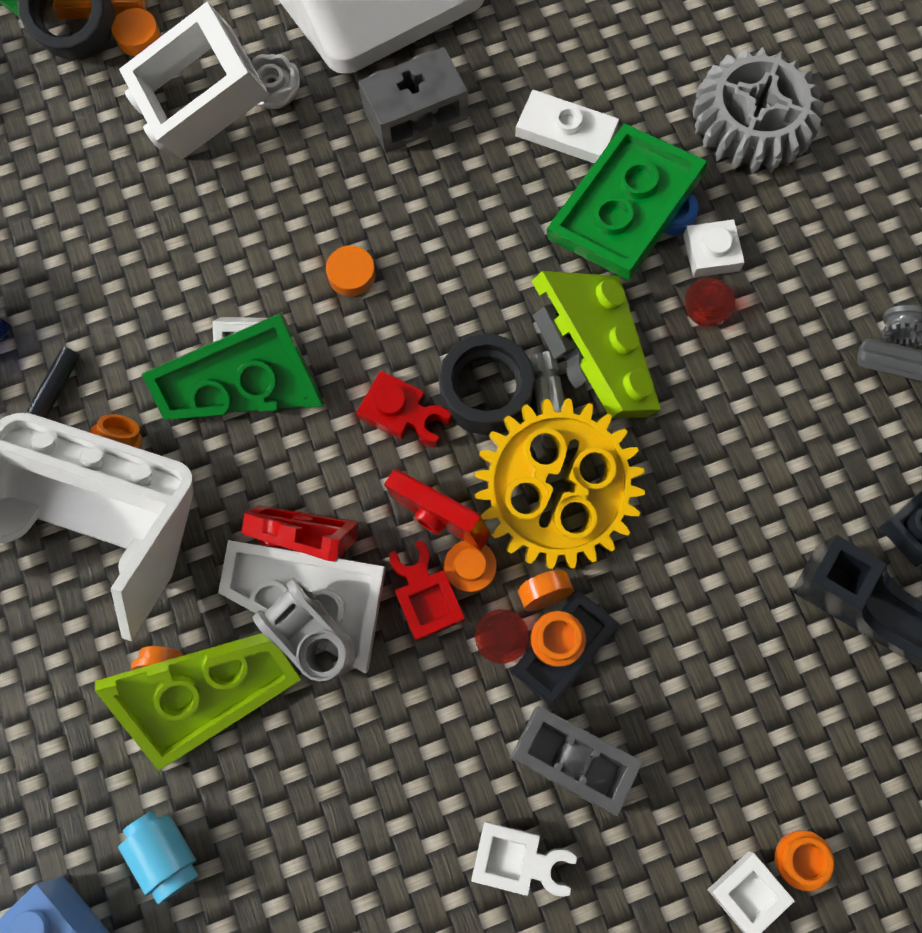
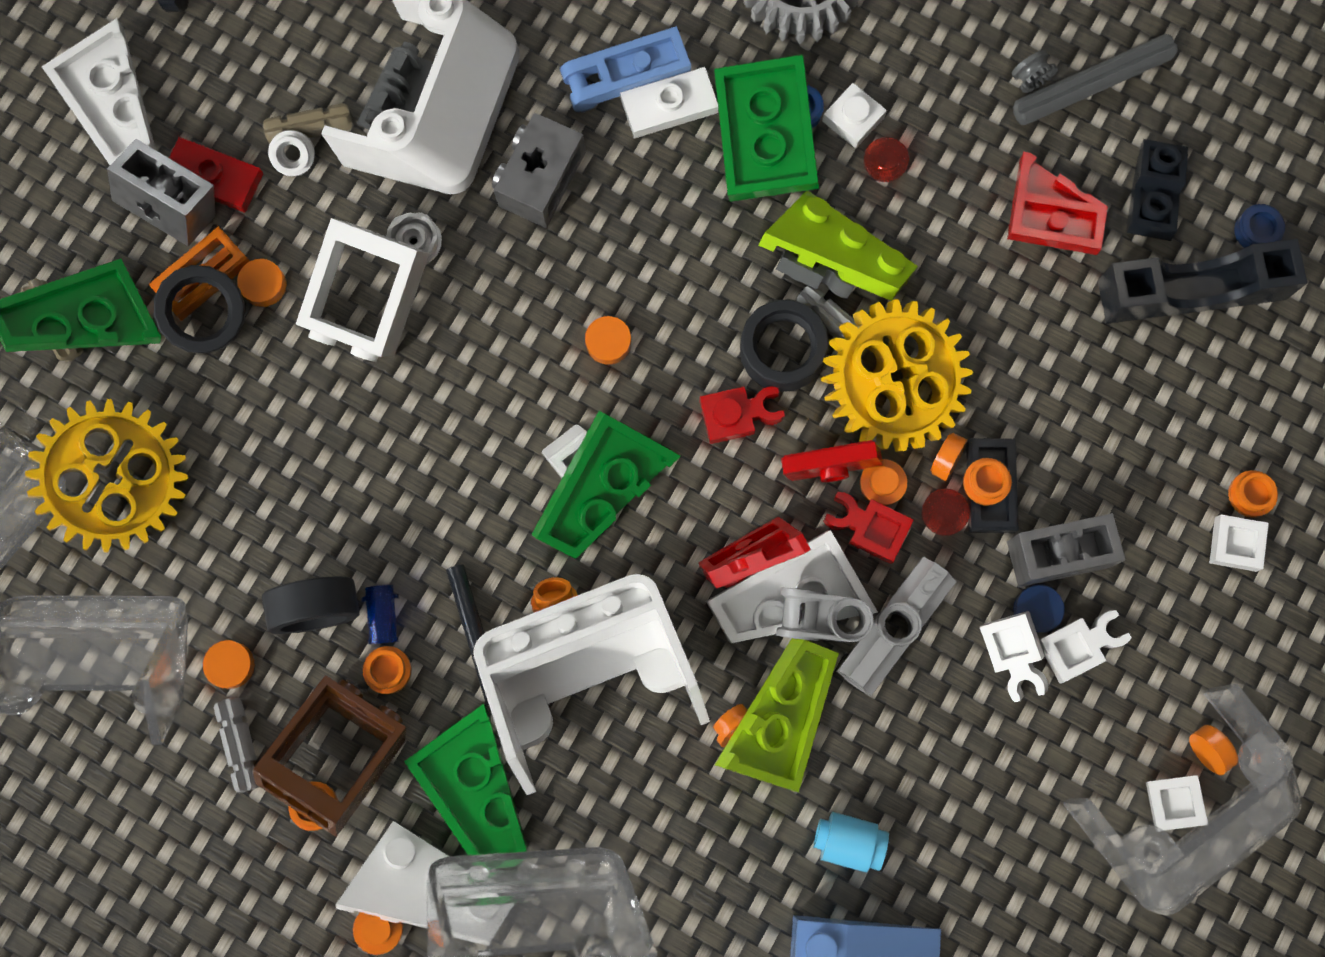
camera: 40 degrees left, 5 degrees up
(333, 707) = (915, 602): none -> light grey piece
(457, 812) = (1014, 646): none -> white plate
(510, 794) = (1044, 607): none -> dark blue tile
(553, 73) = (625, 68): none -> medium blue plate
(825, 457) = (1054, 211): none -> wing

